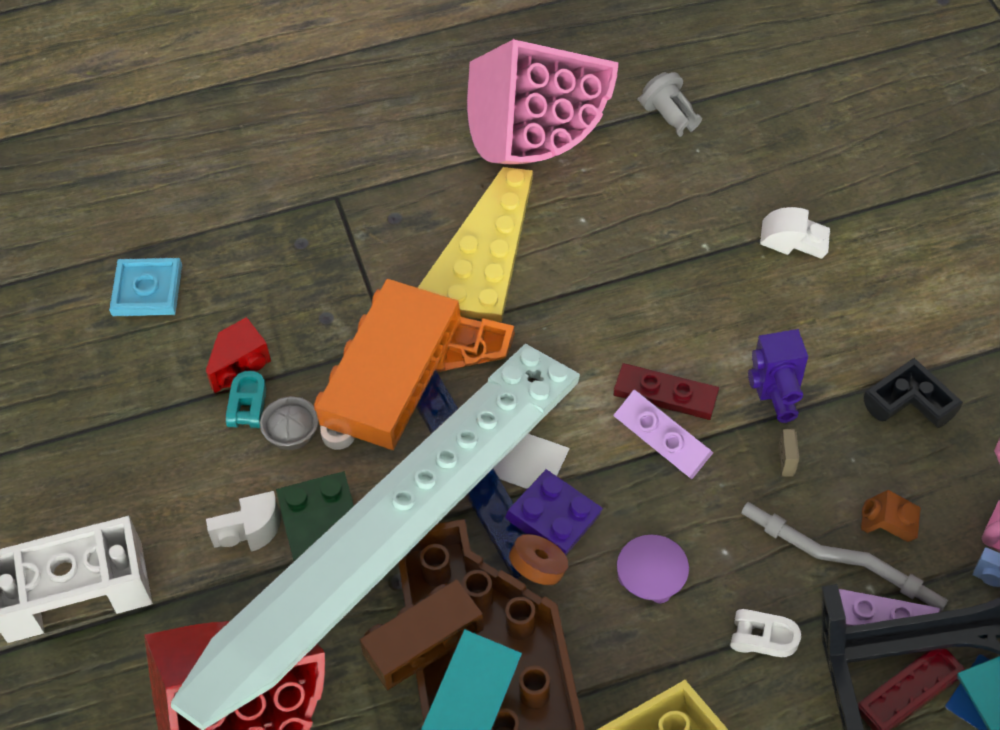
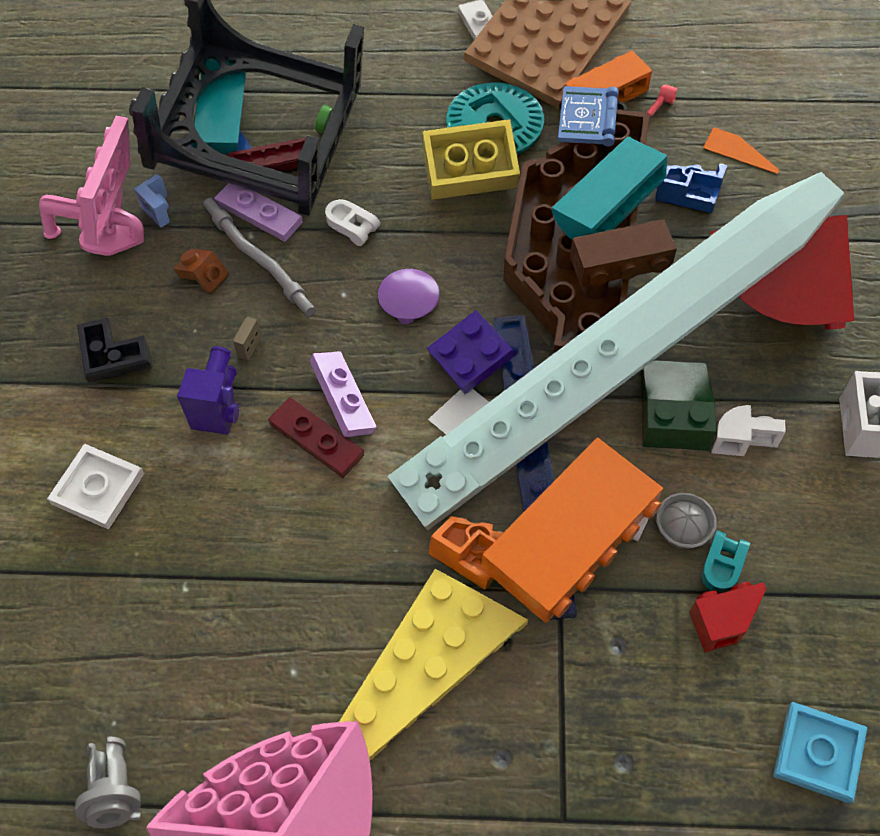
camera: 160 degrees left, 5 degrees up
(538, 559) = (514, 305): dark orange piece -> none
(791, 229) = (93, 552): white brick -> none
(832, 283) = (96, 486): none -> white plate

